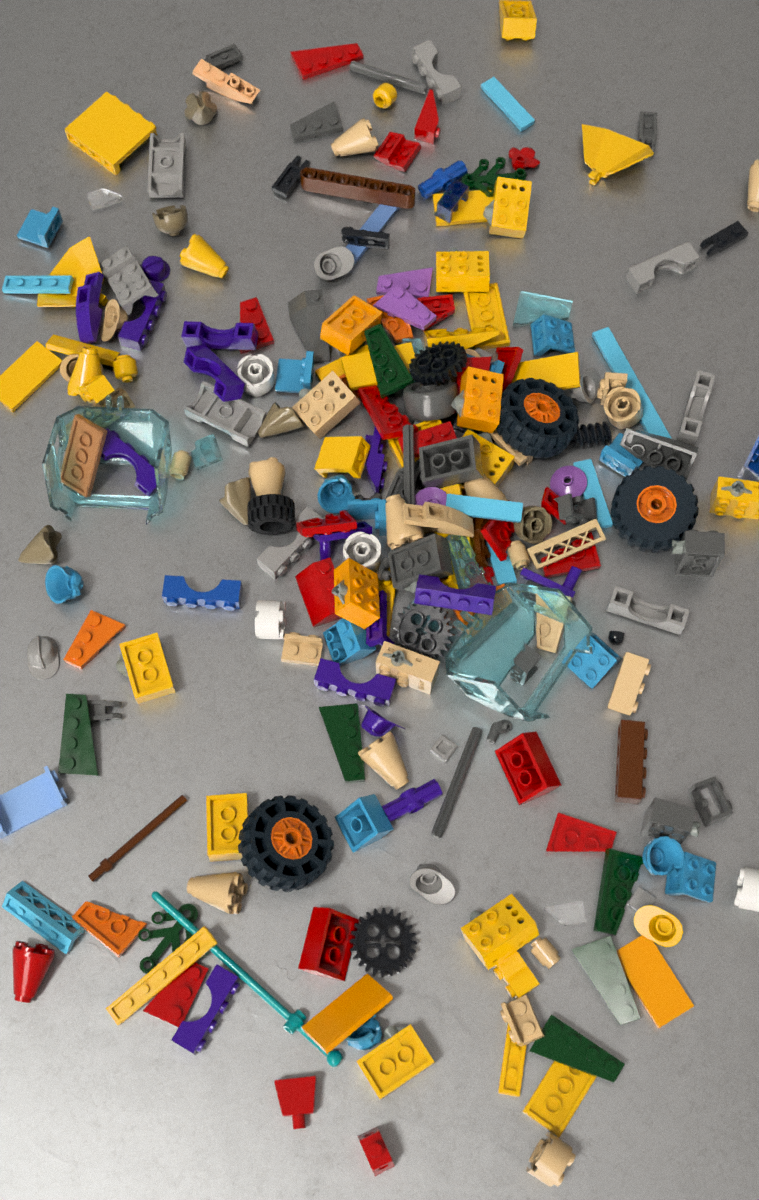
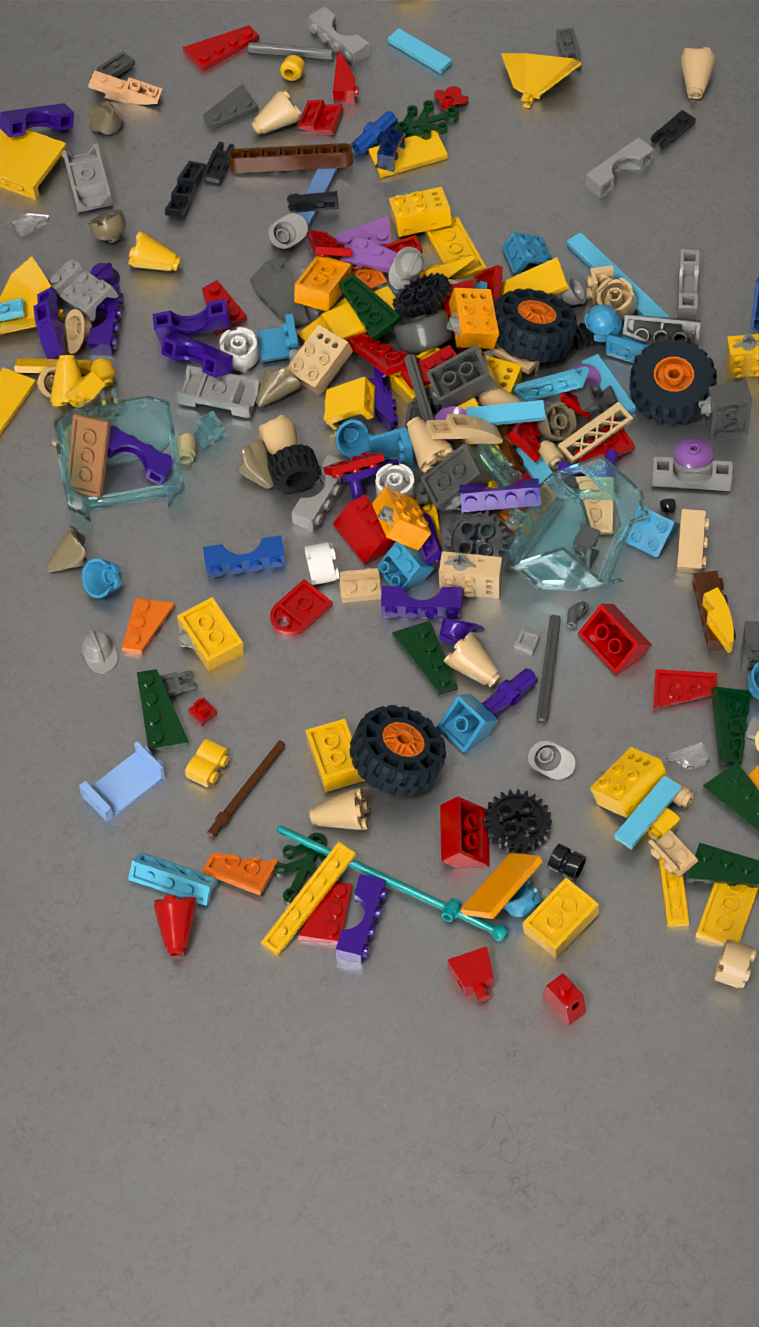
camera: 10 degrees left, 10 degrees down
(107, 803) = (207, 762): none -> yellow brick
(119, 745) = (202, 711): none -> red tile
(152, 96) = (55, 116): none -> dark purple arch
(240, 658) = (299, 608): none -> red tile
(255, 194) = (185, 190): none -> black slope
(364, 286) = (325, 244): none -> red wing
(418, 1000) = (565, 861): none -> black wheel
(431, 330) = (405, 267): none -> light grey piece
(509, 207) = (450, 143): yellow piece -> none
(509, 971) = (647, 812): none -> medium azure tile
(533, 306) = (499, 229): clear light blue wing -> none
(538, 484) = (552, 384): none -> medium azure fence
(603, 430) = (603, 321): none -> dark azure helmet
(633, 778) = (719, 618): none -> yellow slope
(652, 593) = (693, 459): none -> medium lavender dish

